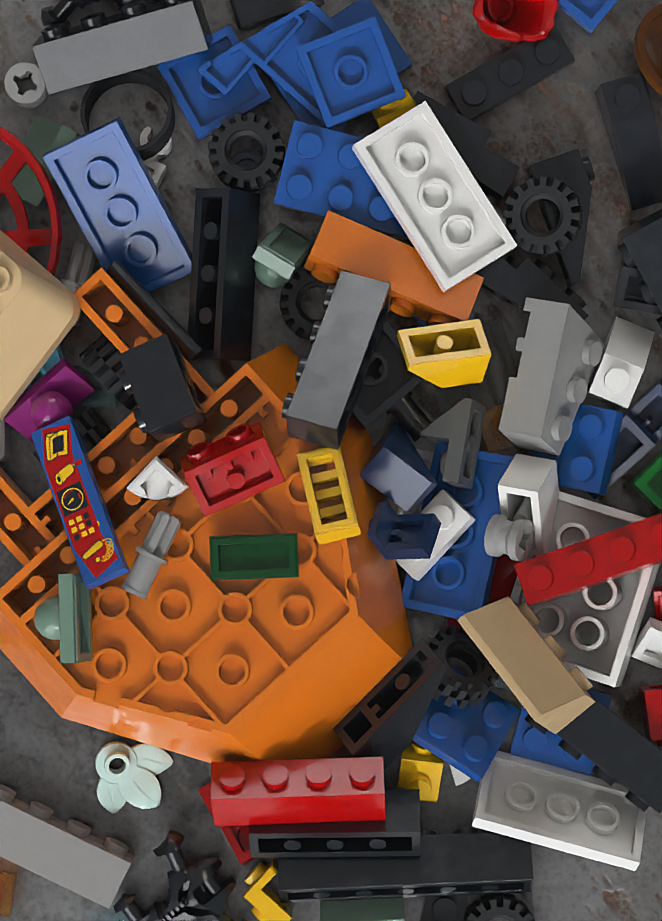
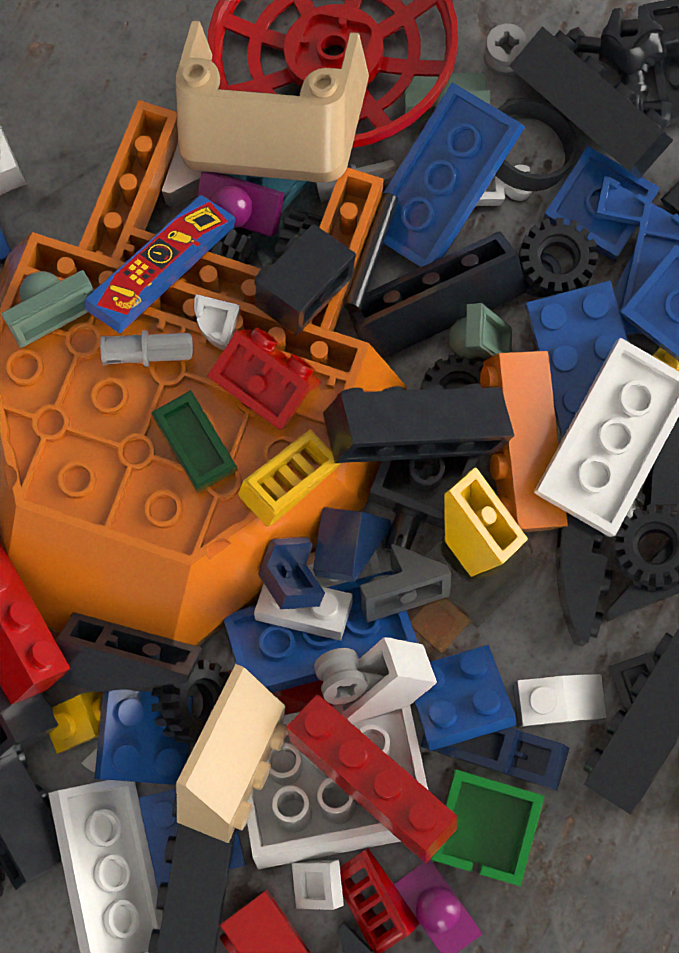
camera: 65 degrees right, 10 degrees down
(551, 377) = (511, 637): light grey wedge -> none

